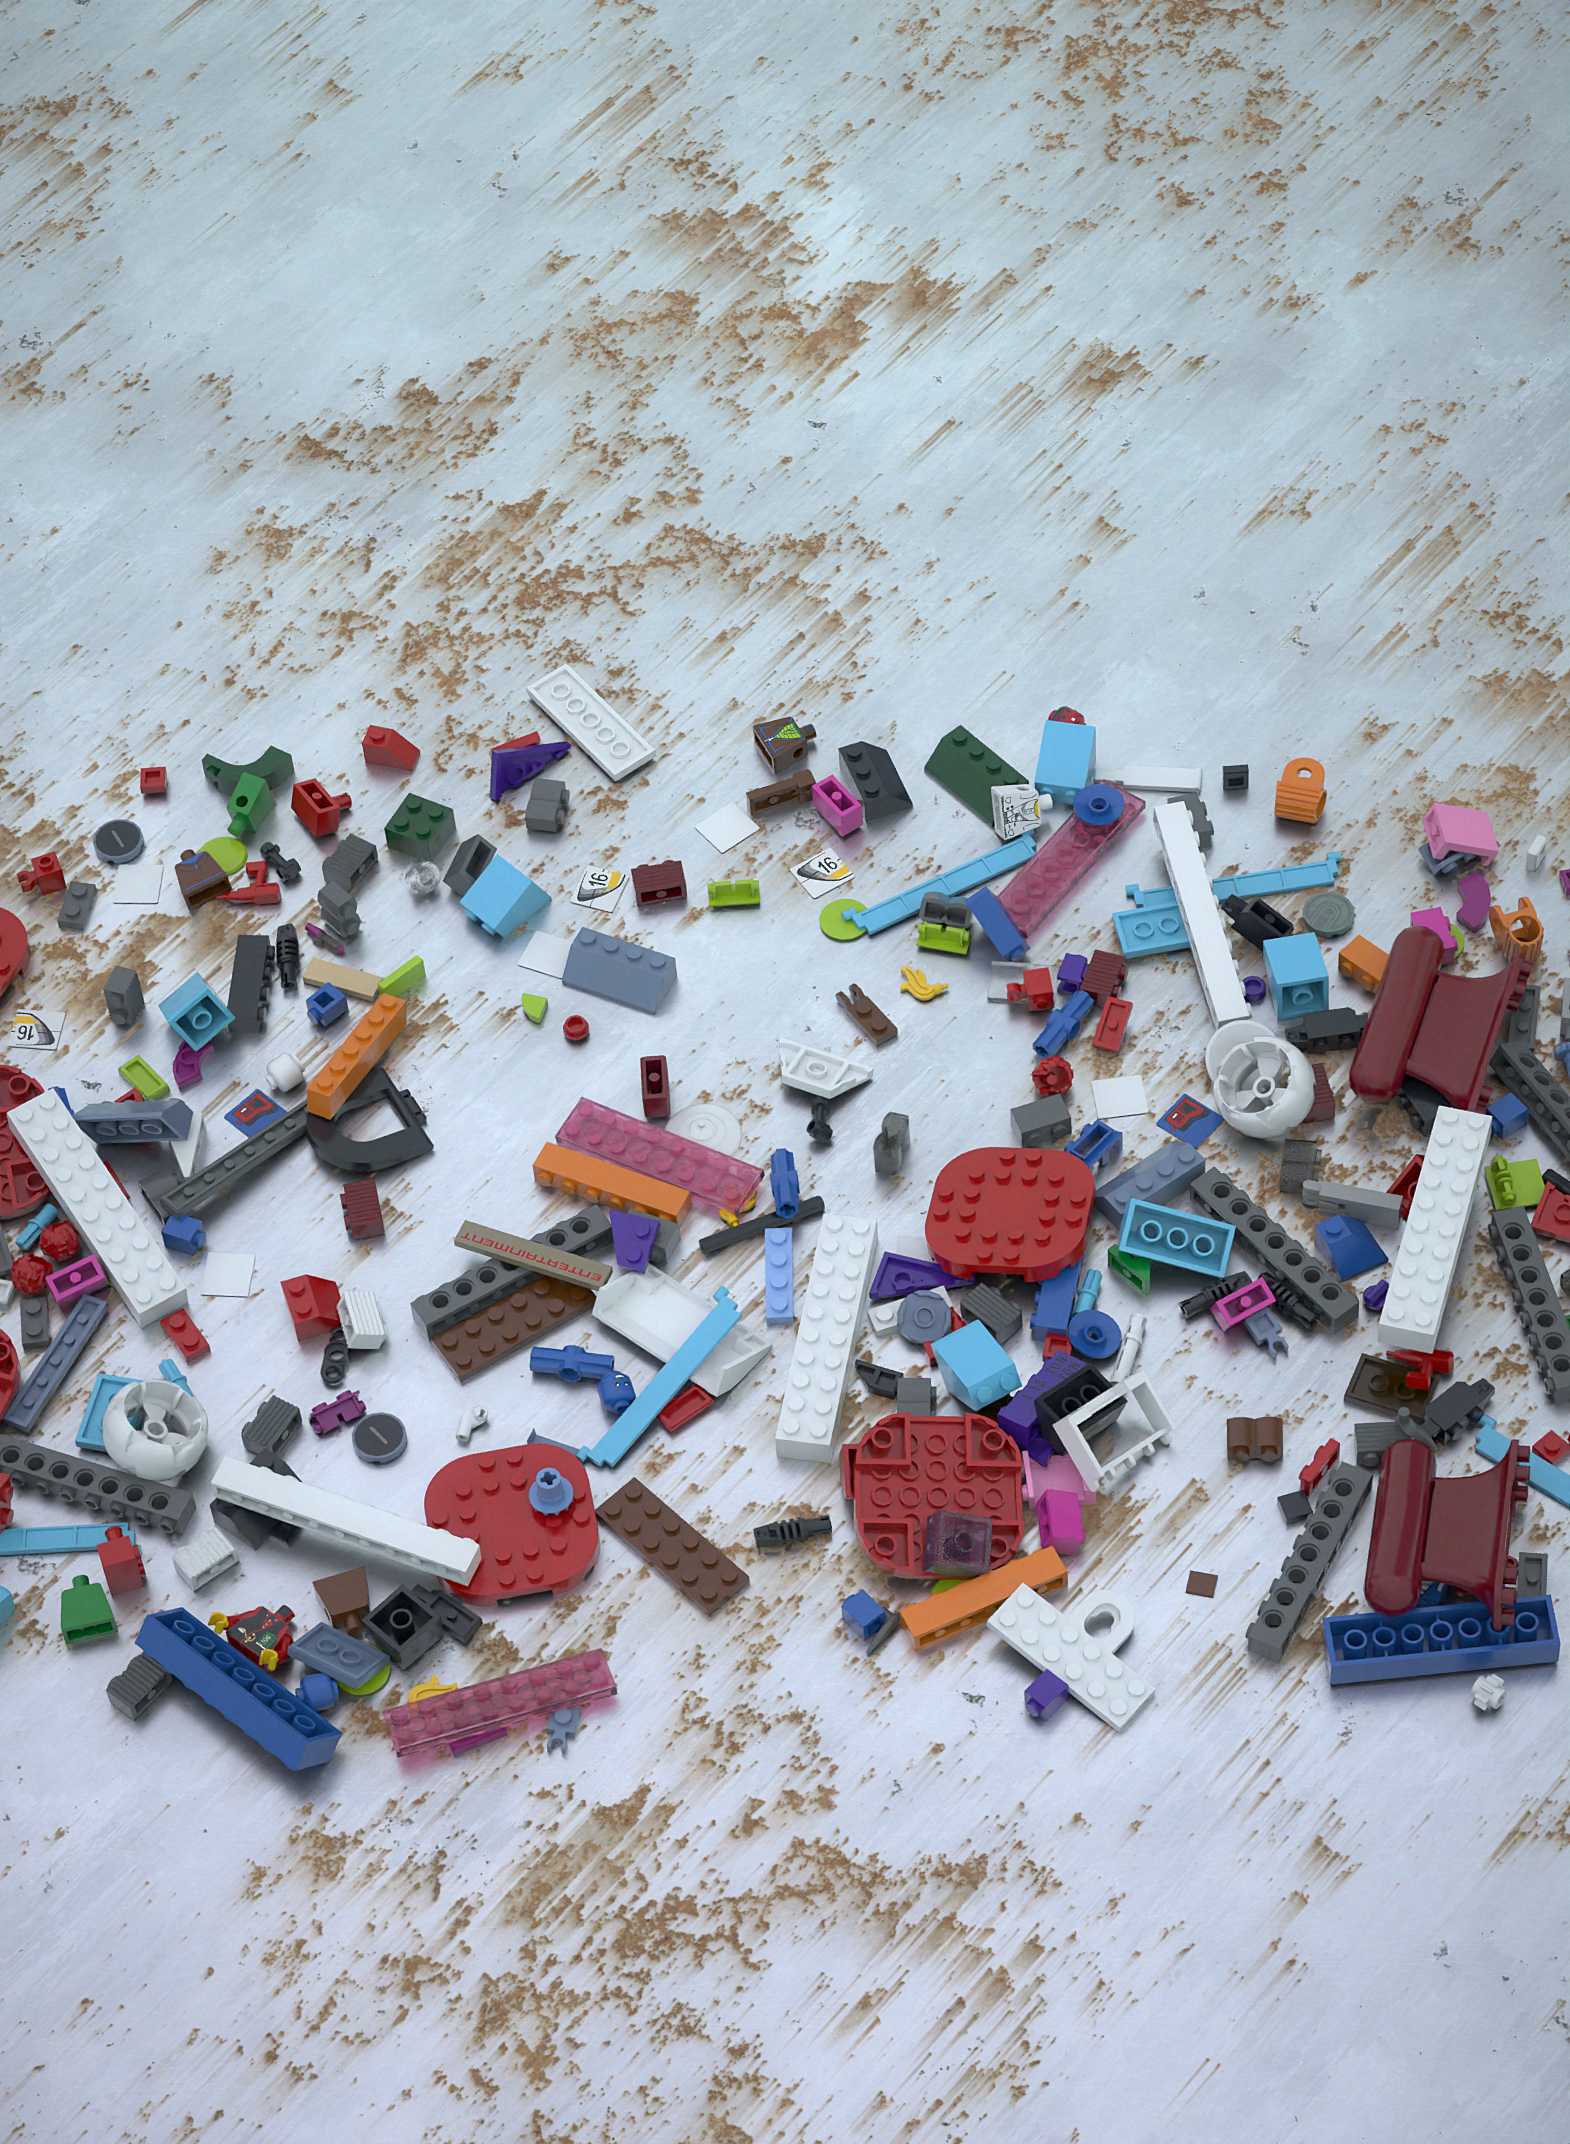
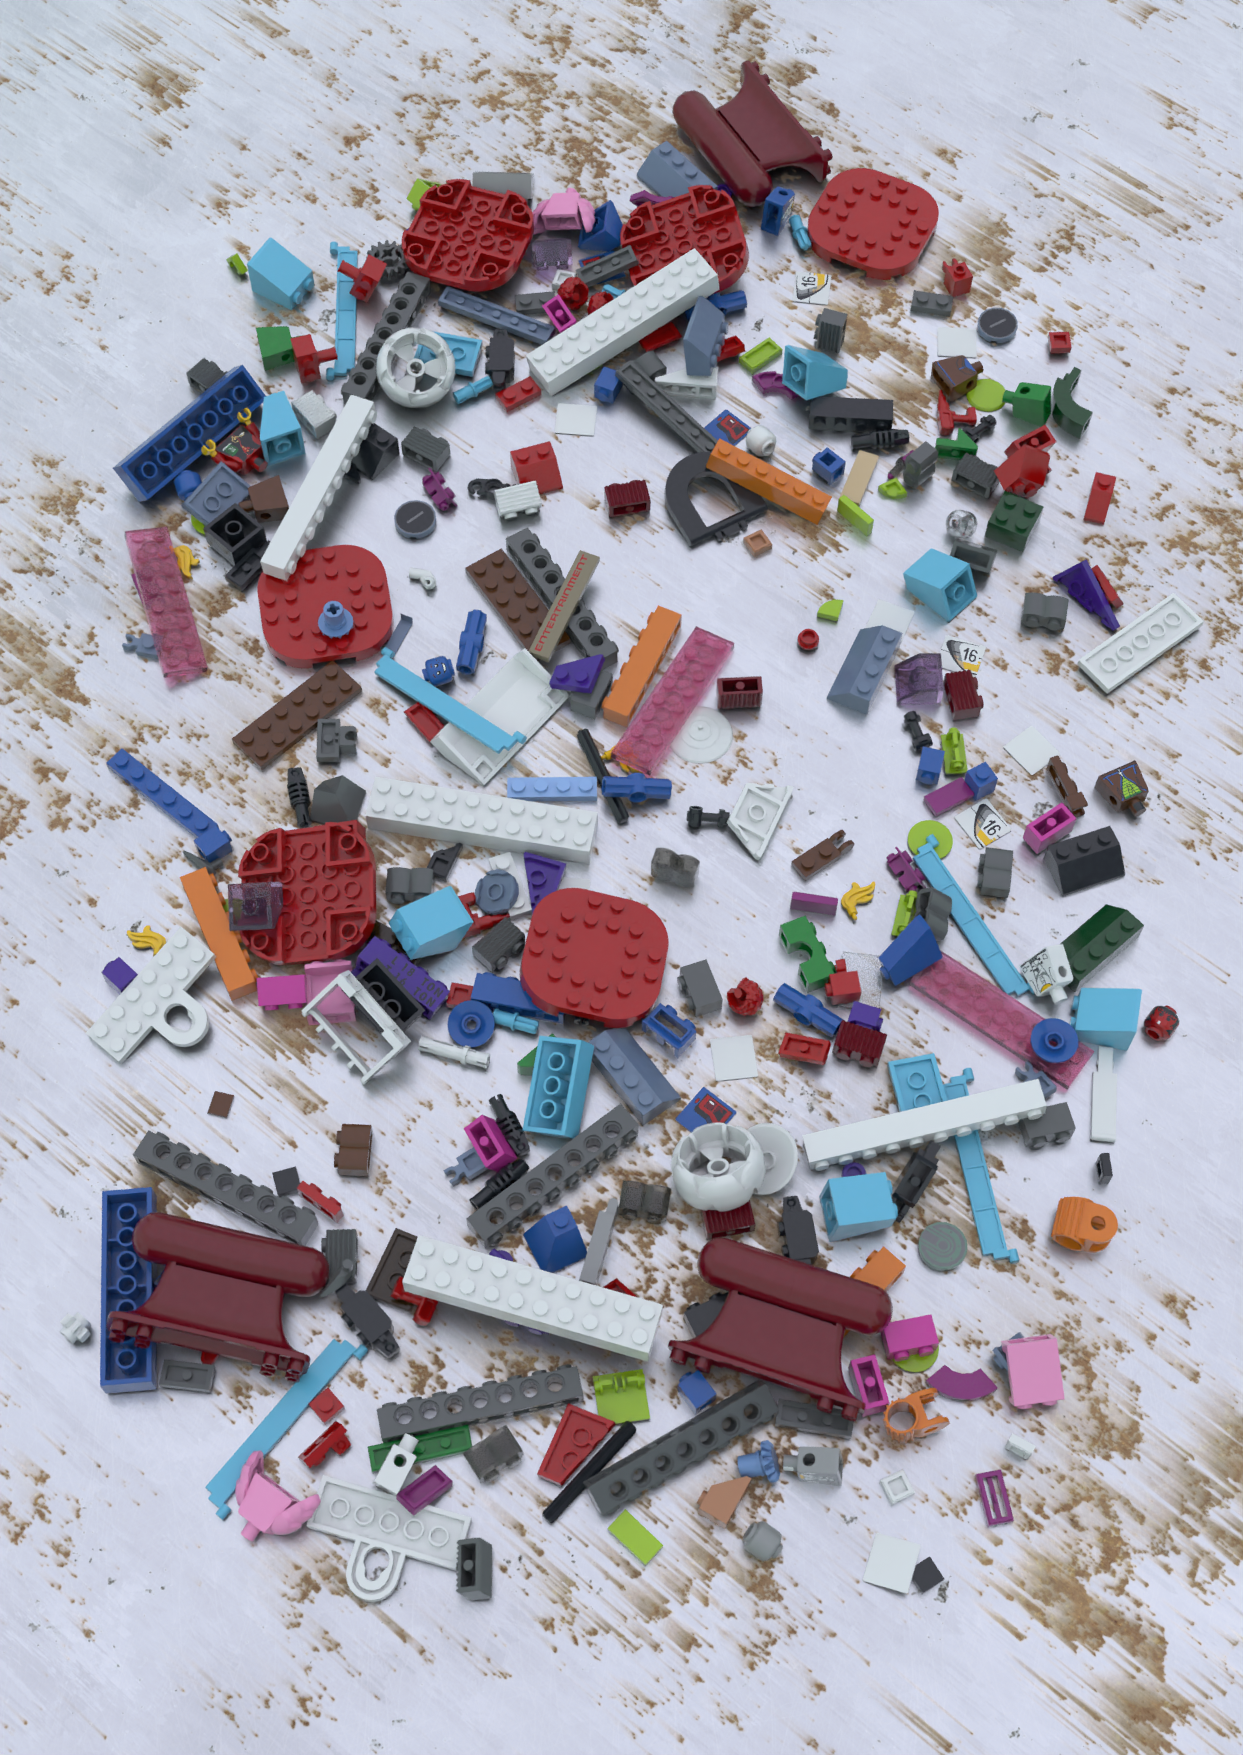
camera: 85 degrees right, 10 degrees up
(132, 1352) = (501, 360): none -> black hinge
(232, 1584) = (280, 430): none -> medium azure slope
(305, 878) = (955, 448): none -> green slope
(360, 947) = (893, 489): none -> lime tile
(361, 810) = (1024, 471): none -> red slope
(432, 1079) = (757, 543): none -> nougat tile
(639, 917) = (919, 680): none -> clear purple slope
(711, 1501) = (333, 739): none -> dark grey plate
(718, 921) = (920, 740): none -> black bar
(753, 913) = (930, 765): none -> blue brick
(774, 866) = (981, 780): none -> blue brick
(787, 1684) = (160, 793): none -> blue plate
(790, 900) = (948, 796): none -> magenta tile
(799, 1493) = (337, 801): none -> dark grey slope
(877, 940) = (901, 863): none -> magenta hinge
(889, 856) = (996, 872): none -> dark grey brick
(931, 1019) = (814, 903): none -> magenta tile
(990, 1677) = (147, 939): none -> yellow piece
(1012, 1015) = (801, 936): none -> green arch
(1140, 829) = (1047, 1086): none -> sand blue plate
(1485, 962) = (868, 1384): none -> dark pink brick

